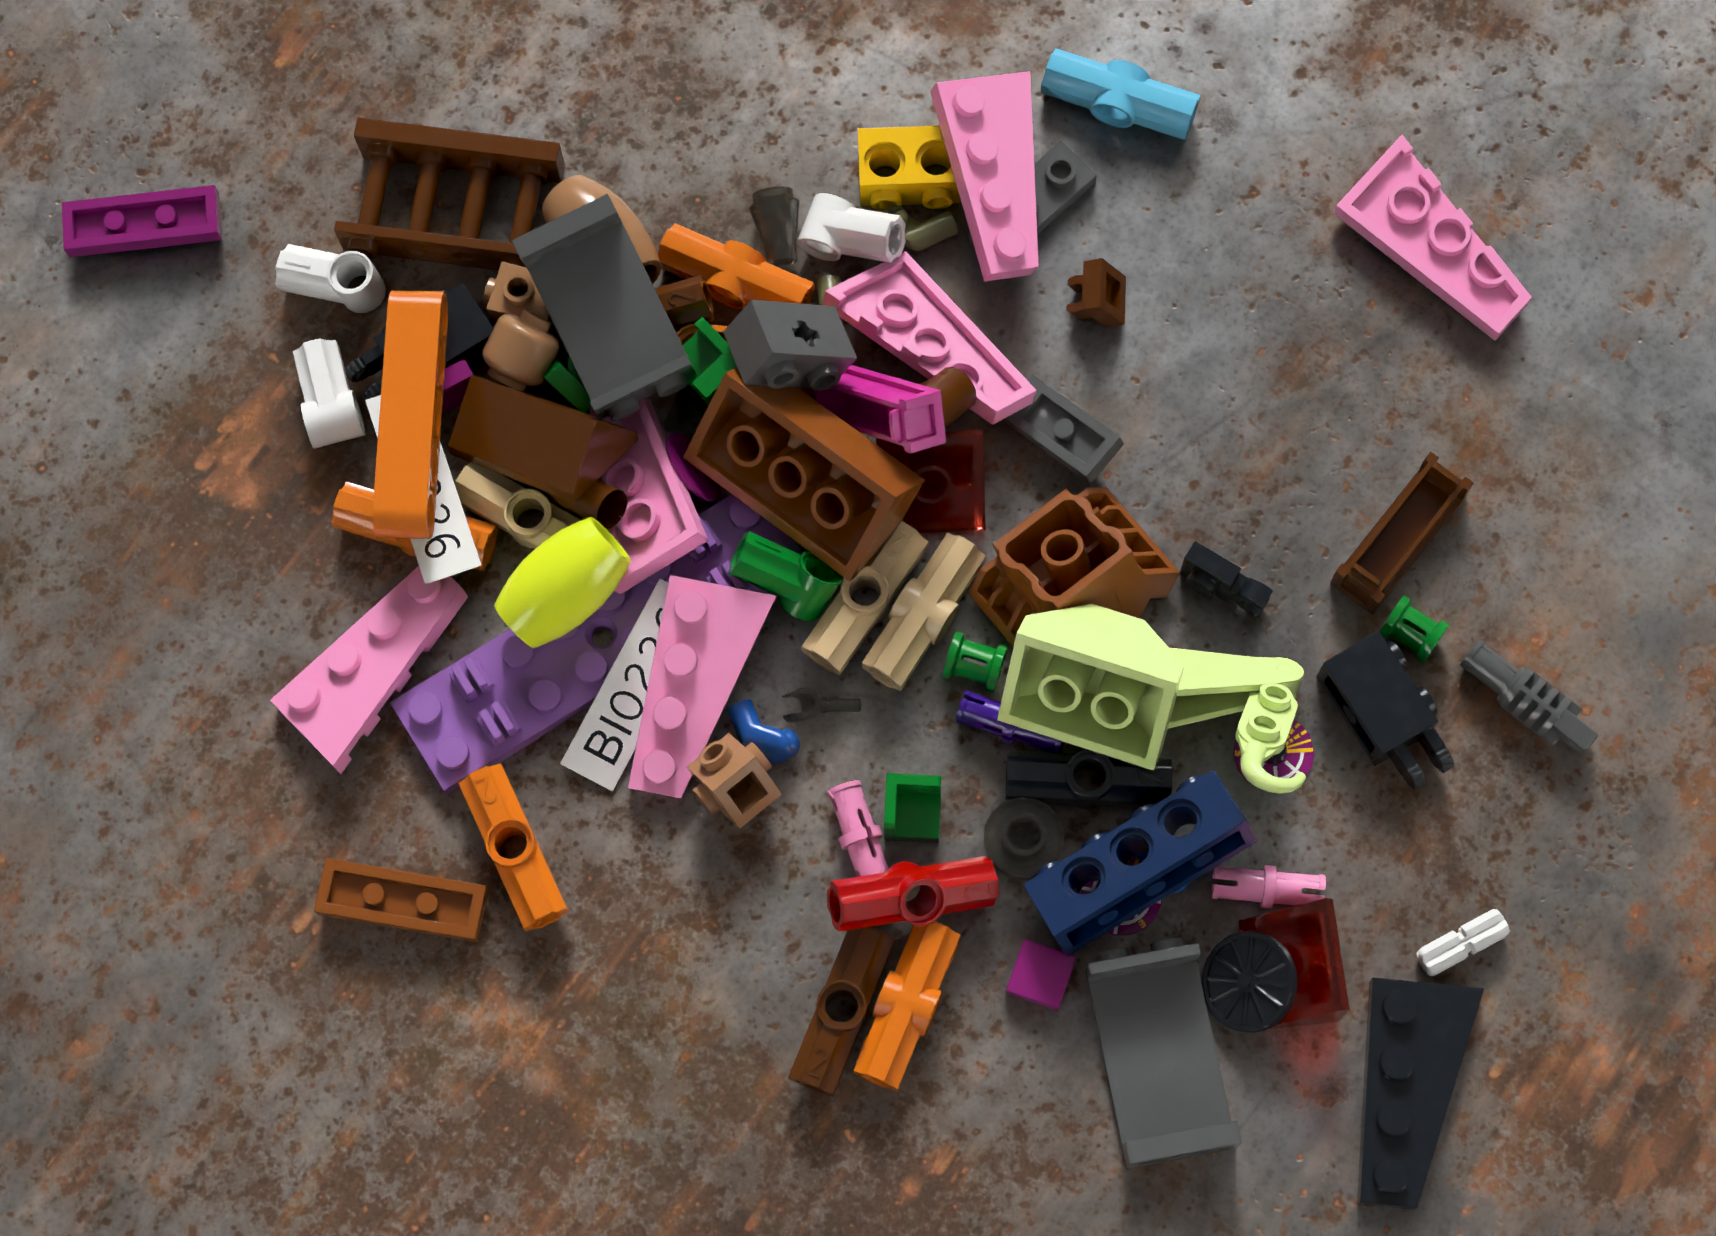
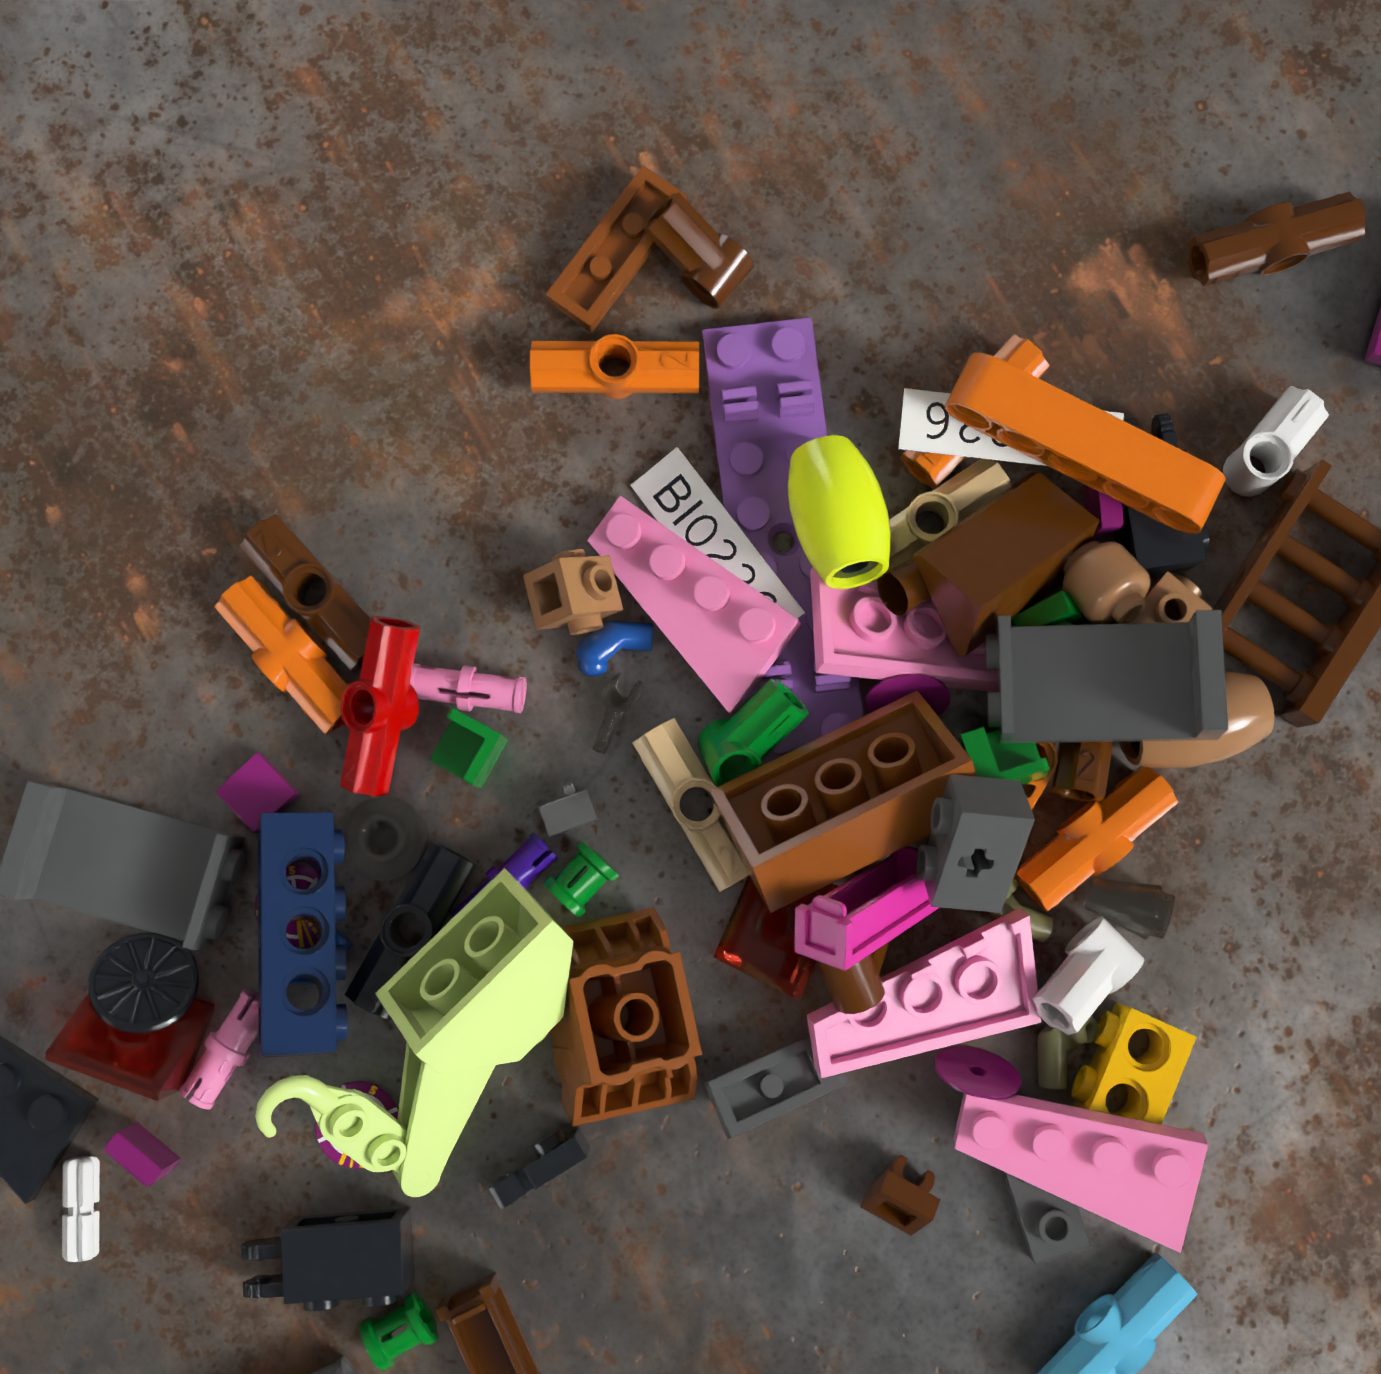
camera: 110 degrees right, 10 degrees up
(146, 350) = (1276, 238): none -> reddish brown piece
(329, 405) = (1137, 386): white piece -> none
(354, 677) = (851, 295): bright pink wing -> none
(376, 814) = (709, 260): none -> reddish brown piece
(924, 611) = (655, 855): tan piece -> none
(924, 701) = (568, 812): none -> flat silver piece
(970, 279) = (977, 1072): none -> magenta piece
(1390, 908) = (141, 1154): none -> magenta tile

